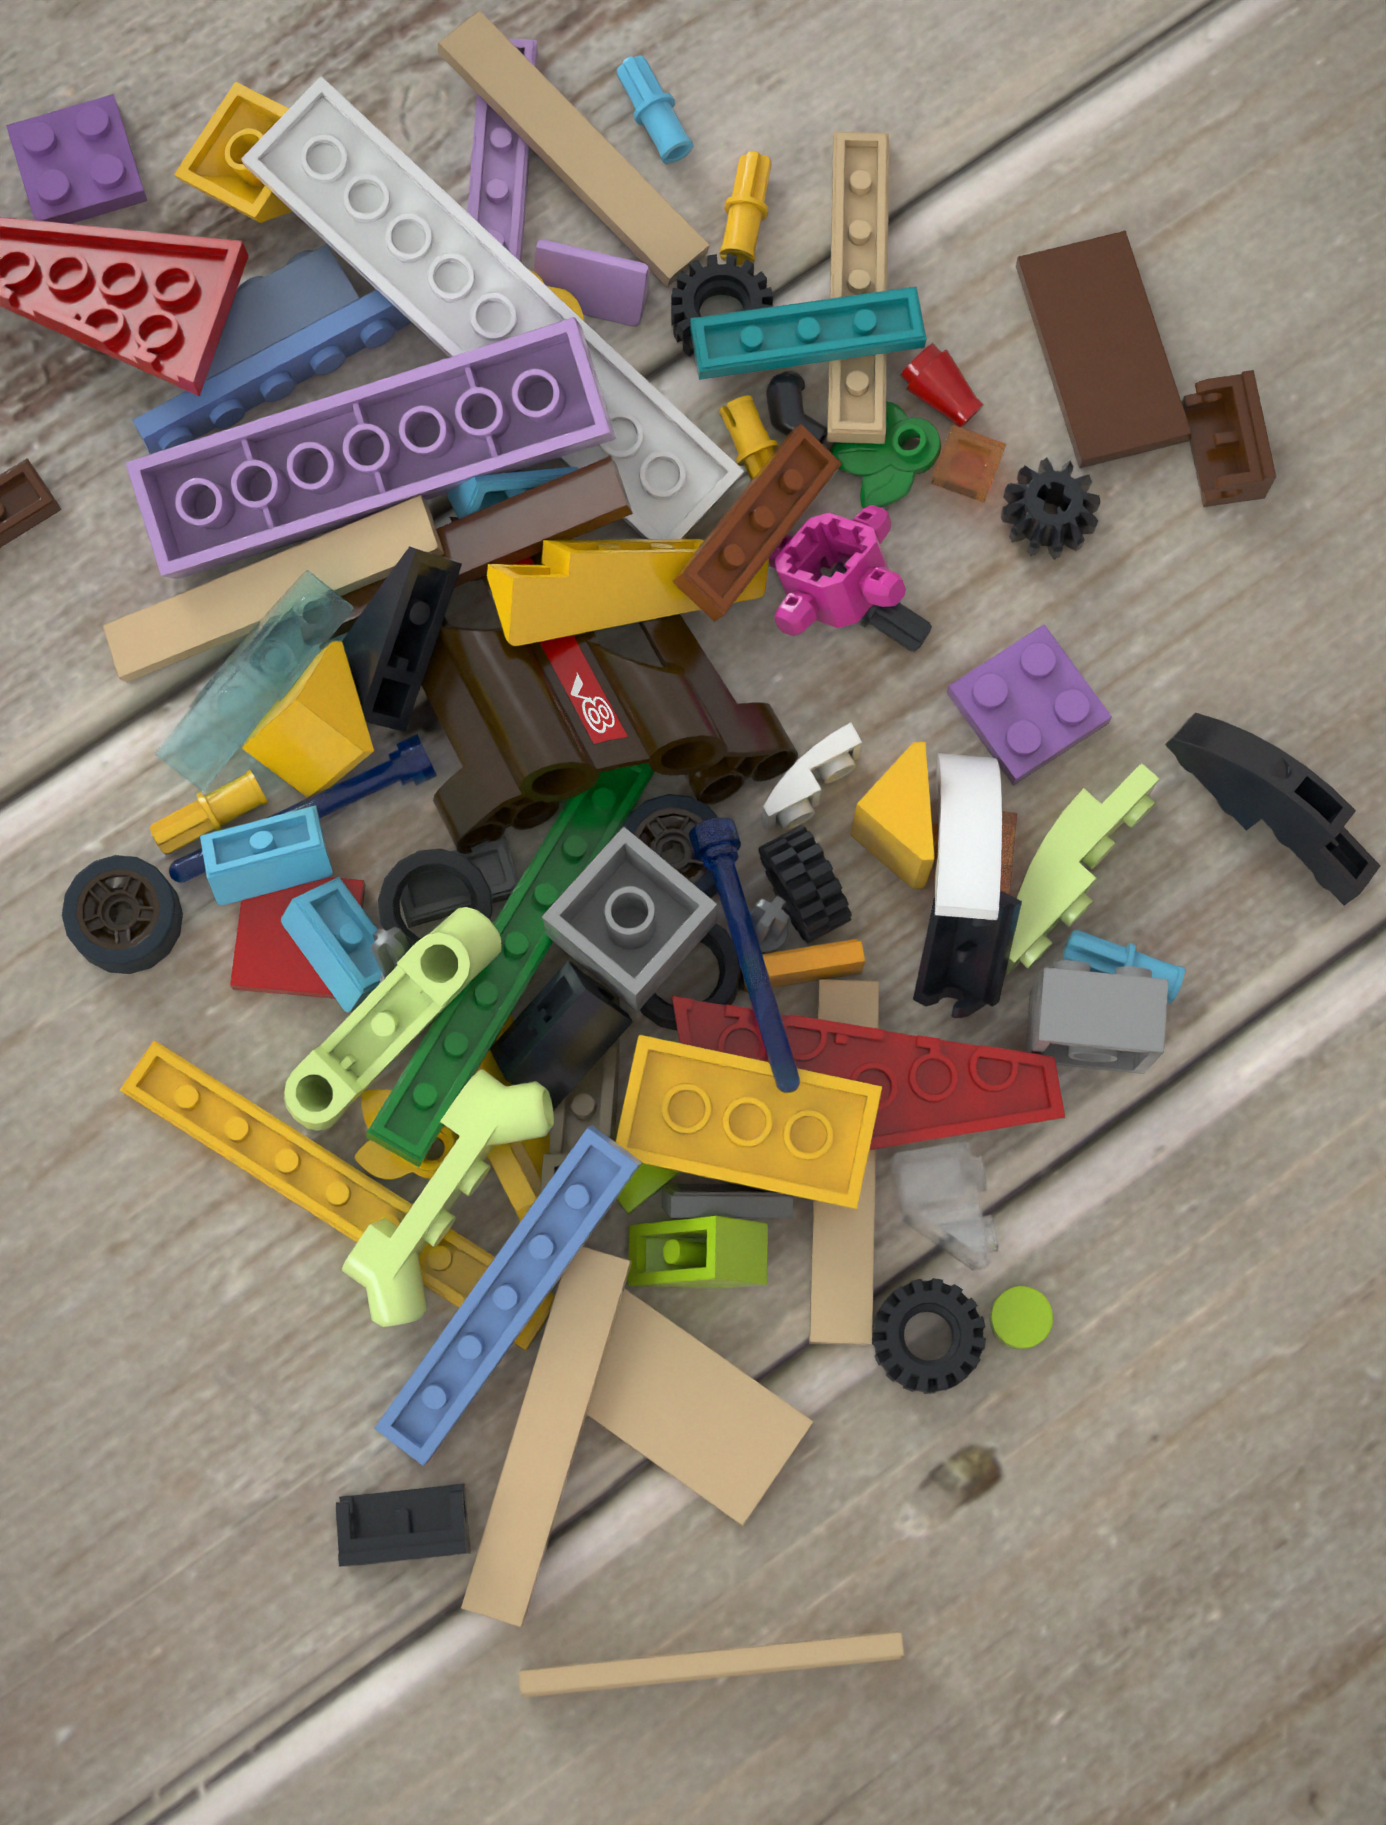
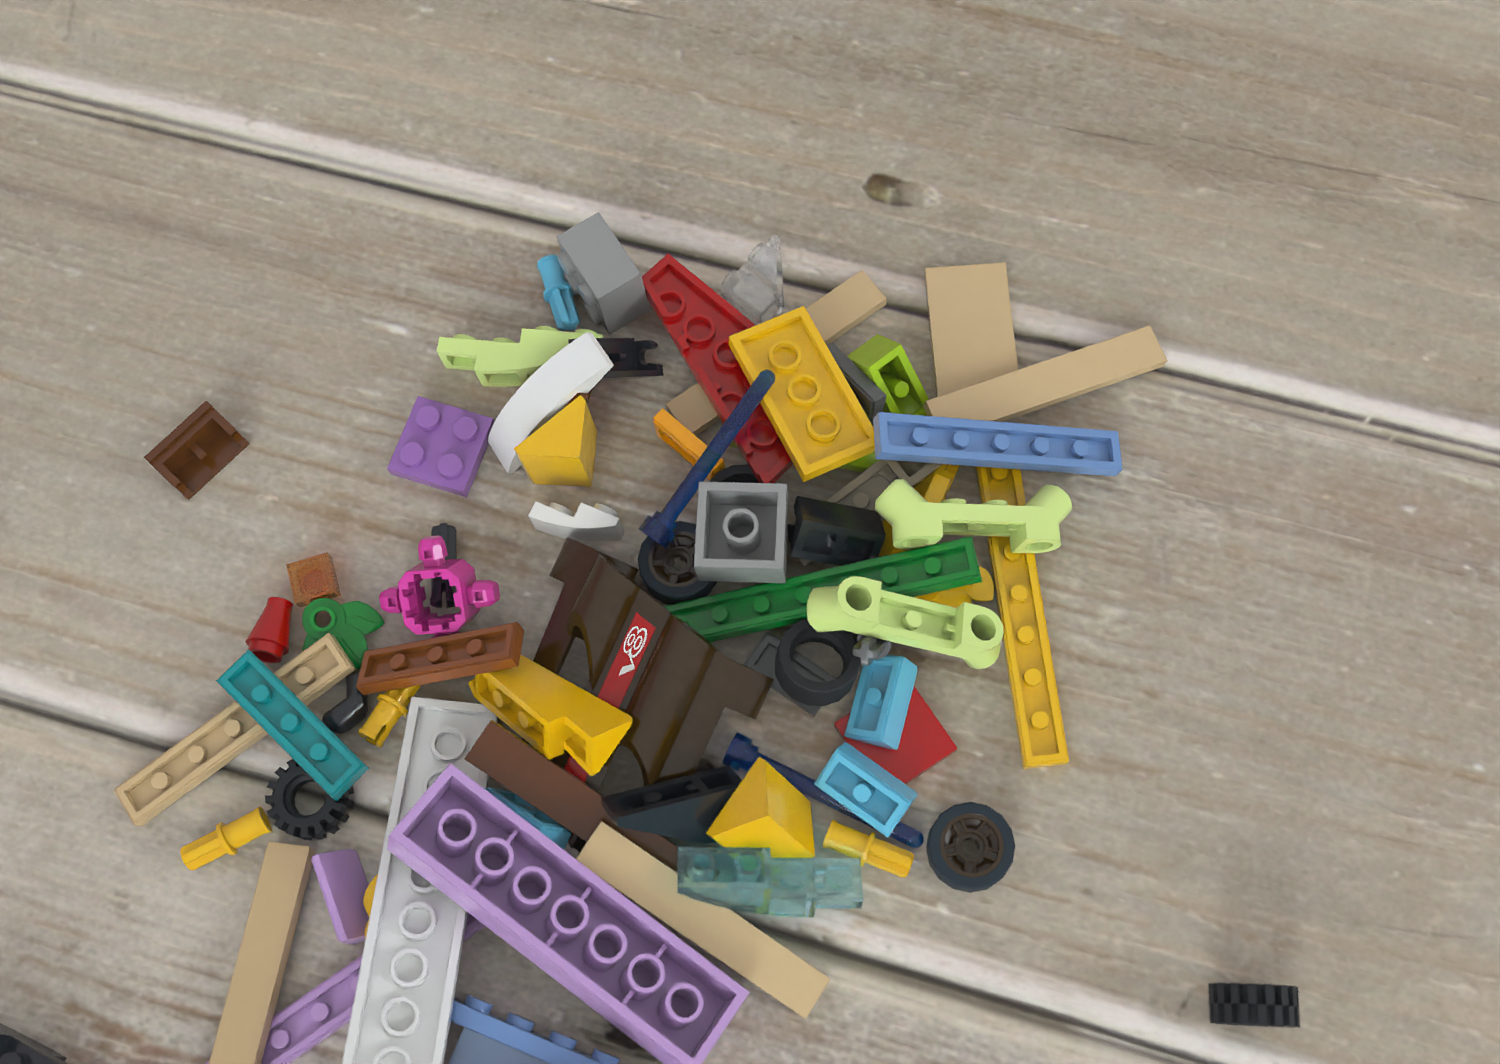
camera: 120 degrees left, 5 degrees down
(402, 1525) = (1156, 418): black hinge -> none
(654, 109) = (190, 955): medium azure axle -> none
(711, 1664) = (1085, 227): tan tile -> none
(770, 923) = (680, 464): dark grey axle -> none
(806, 883) = (642, 472): black tyre -> none
(959, 1313) = (834, 226): black tyre -> none
(1021, 1317) = (787, 215): lime tile -> none
(1053, 487) = (310, 513): black gear -> none
(1103, 349) = (182, 563): reddish brown tile -> none
(1265, 783) = (400, 282): black slope -> none

